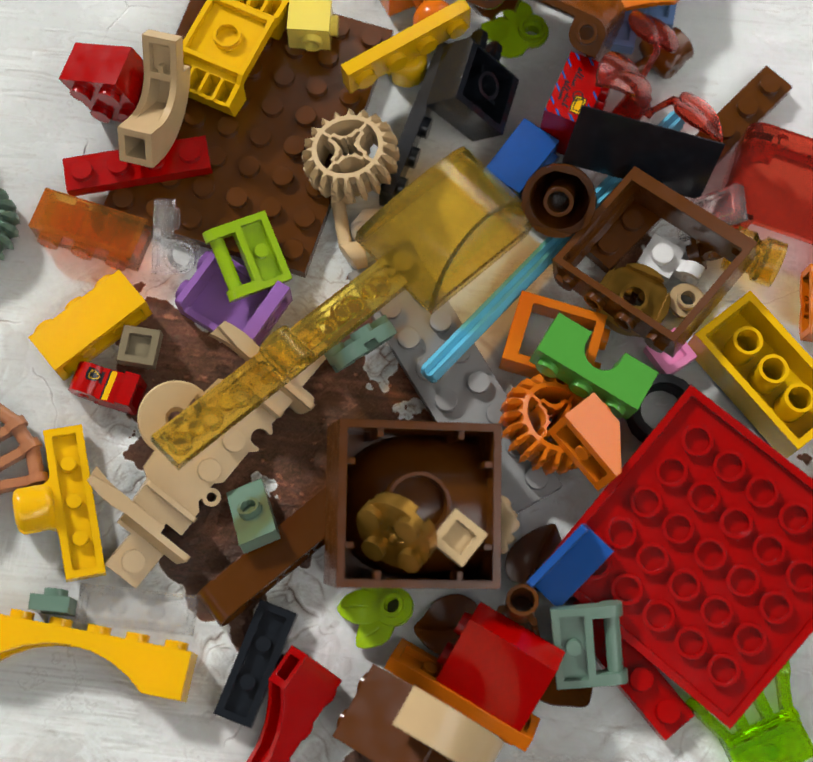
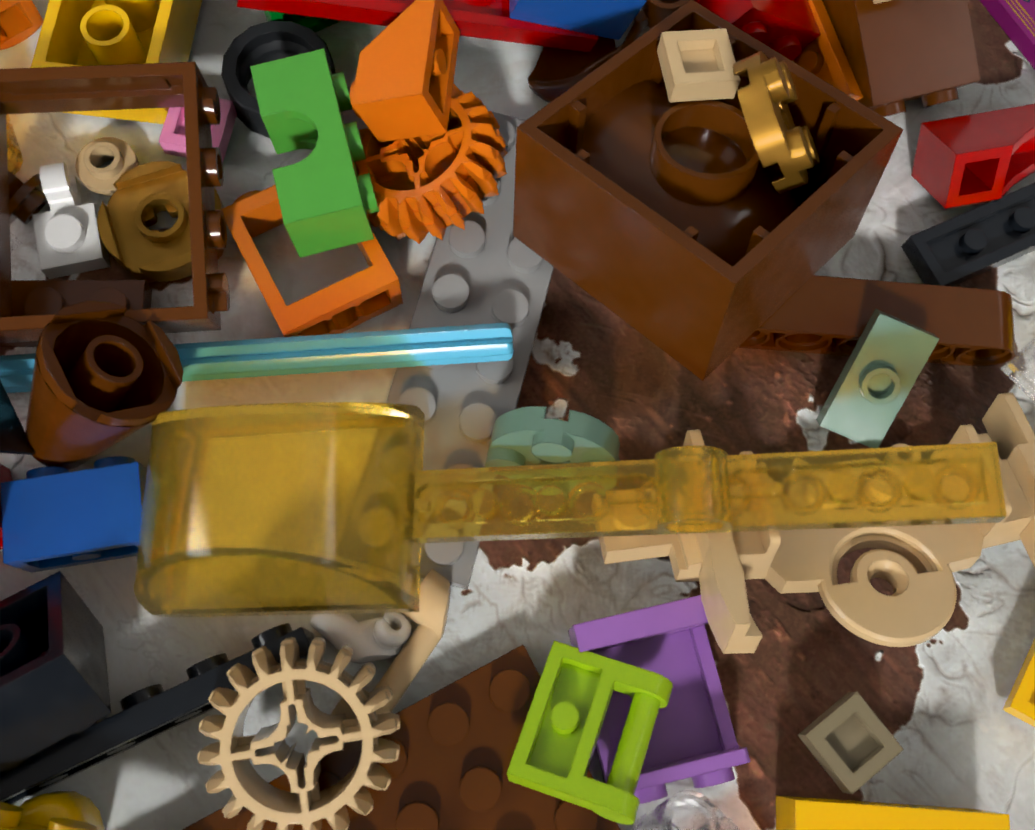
camera: 140 degrees left, 0 degrees up
(108, 387) = (933, 731): red leg -> none

